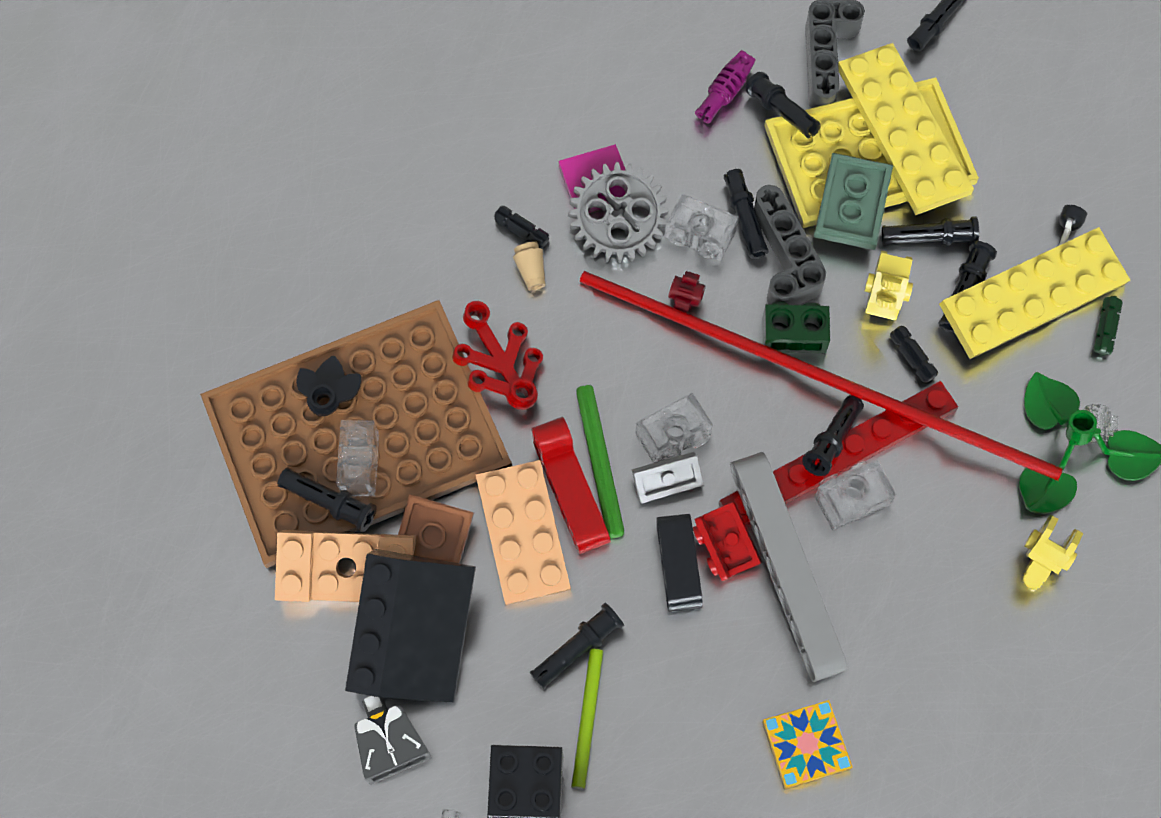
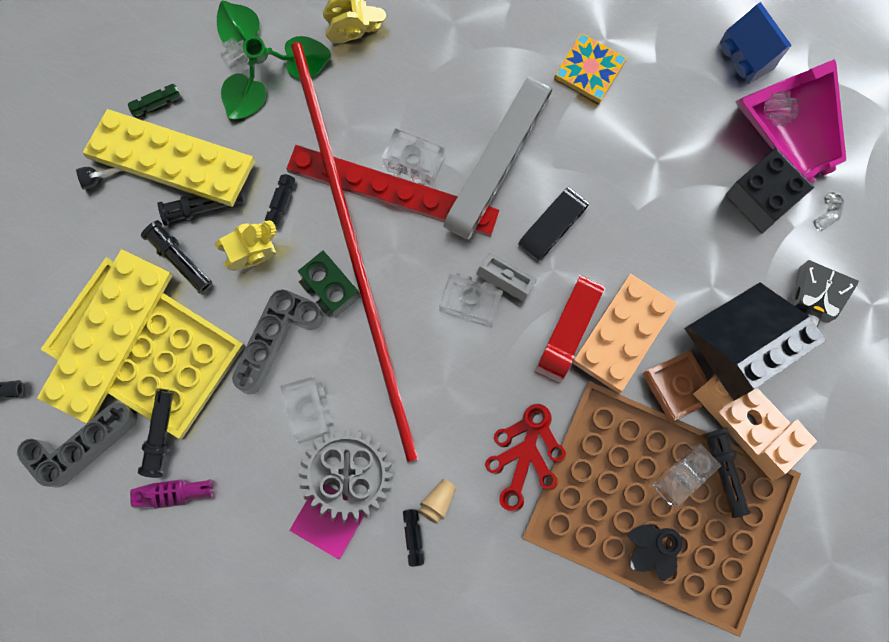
camera: 135 degrees left, 10 degrees up
(587, 719) = (693, 198): lime bar -> none
(589, 635) = (648, 236): black pin -> none
(600, 461) = (531, 331): bright green axle -> none
(687, 291) = (364, 376): dark red gear -> none
(726, 541) = (516, 205): red bracket -> none
(741, 202) = (267, 390): black pin -> none
(848, 411) = (397, 193): black pin -> none
(853, 201) = (197, 322): sand green tile -> none

